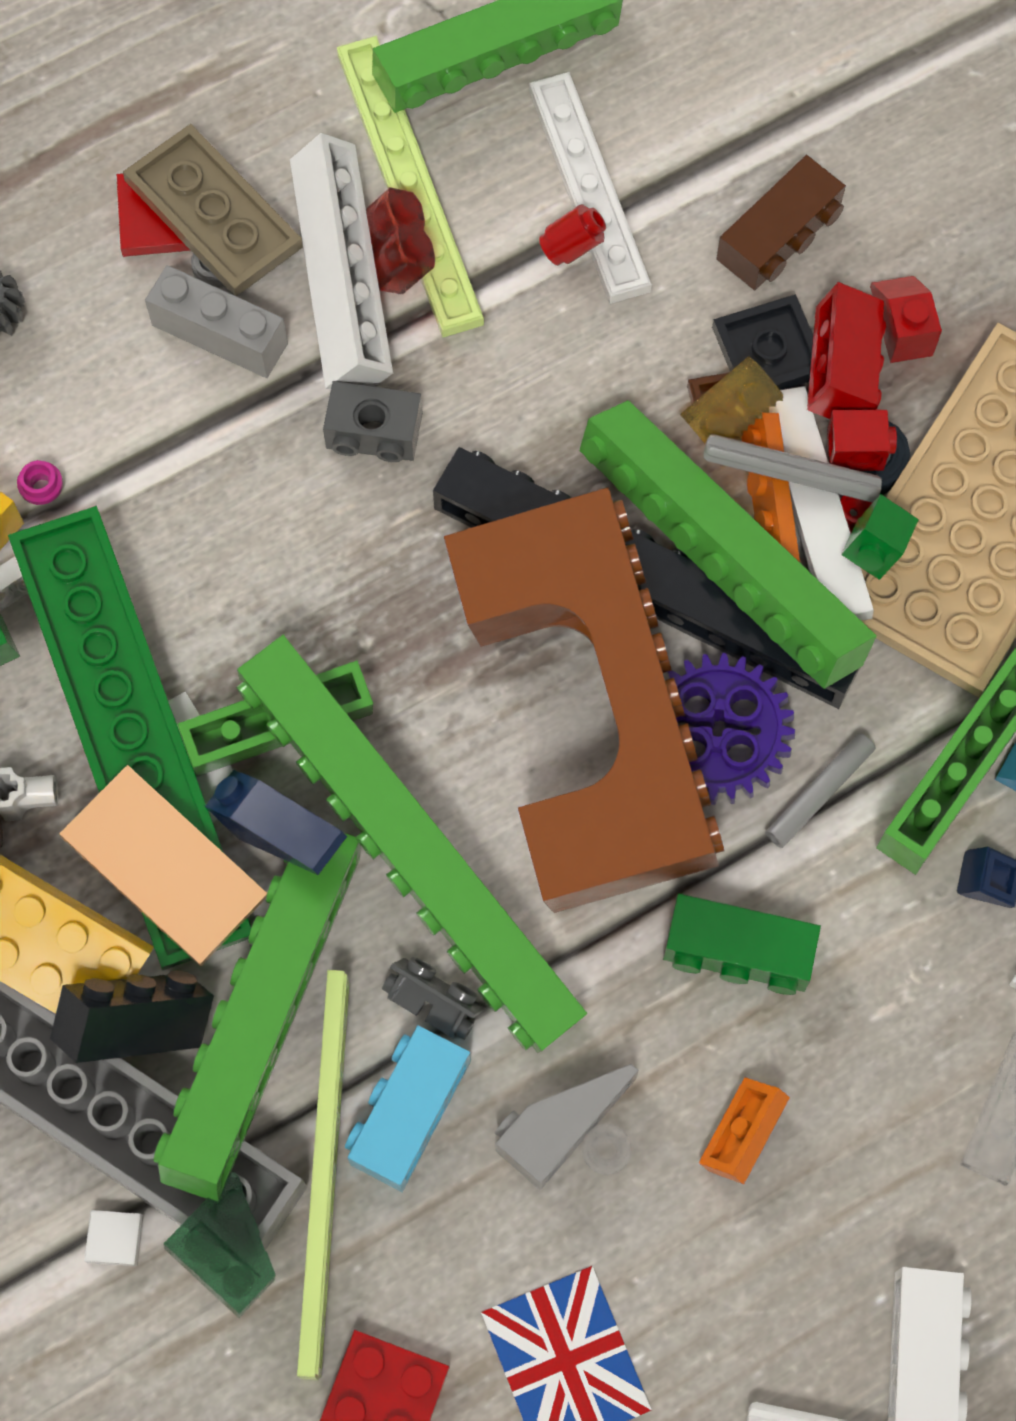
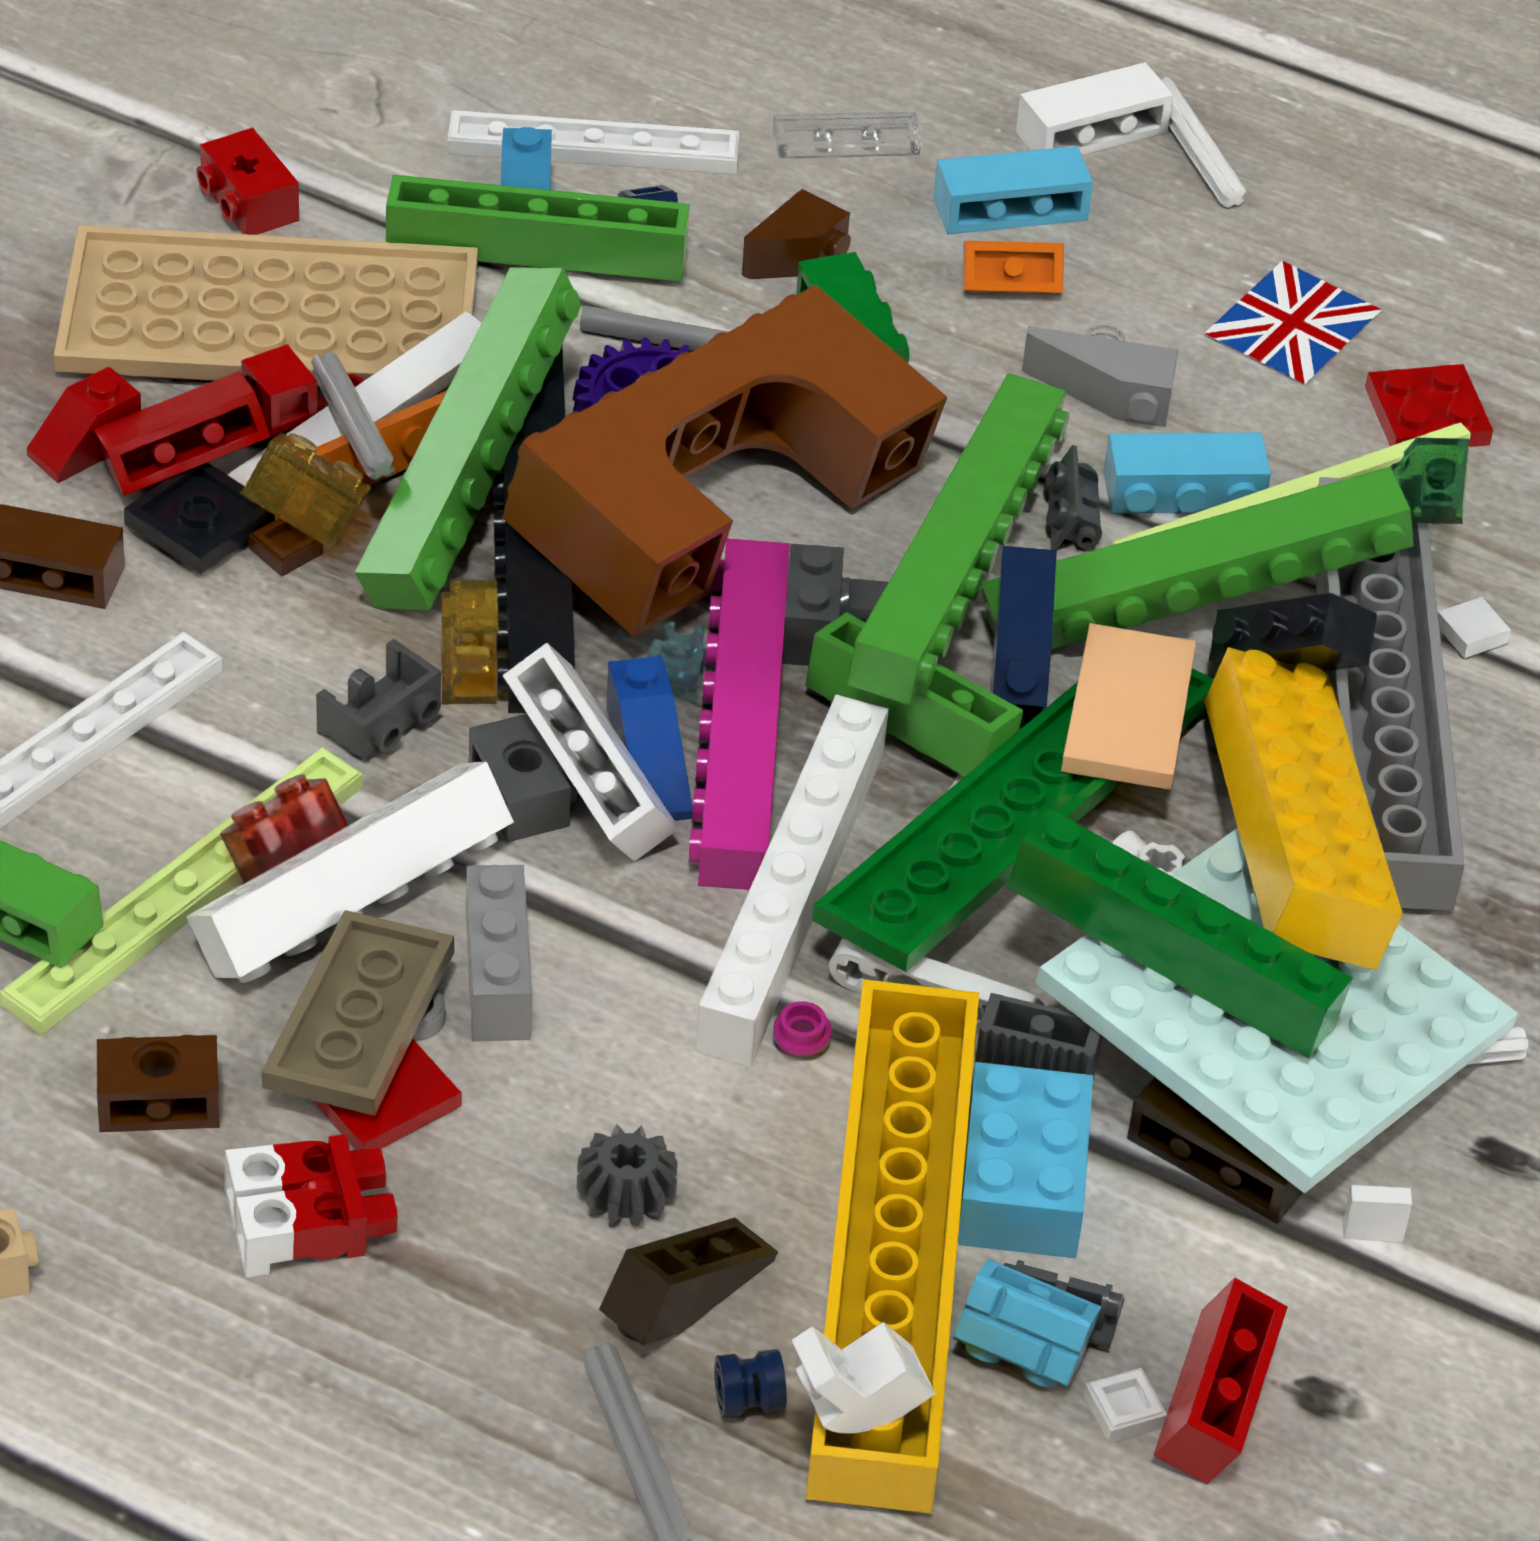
camera: 125 degrees left, 25 degrees down
(88, 116) = (305, 1201): none -> red hips
(155, 531) = (790, 881): none -> white brick
(238, 61) = (157, 1083): none -> reddish brown brick
(346, 456) = (590, 752): none -> white brick
(350, 606) = (742, 716): none -> dark pink brick
(360, 526) = (646, 721): none -> blue slope
(418, 720) = (819, 596): none -> dark grey brick
(427, 588) = (682, 657): none -> clear light blue plate
(498, 368) = (382, 709): none -> dark grey window
(510, 433) = (468, 642): none -> clear yellow window
(573, 235) = (173, 698): red brick -> none
(852, 1199) = (1012, 190): none -> medium azure brick
(874, 966) = (796, 232): none -> reddish brown slope
(880, 537) = (387, 327): green brick -> none

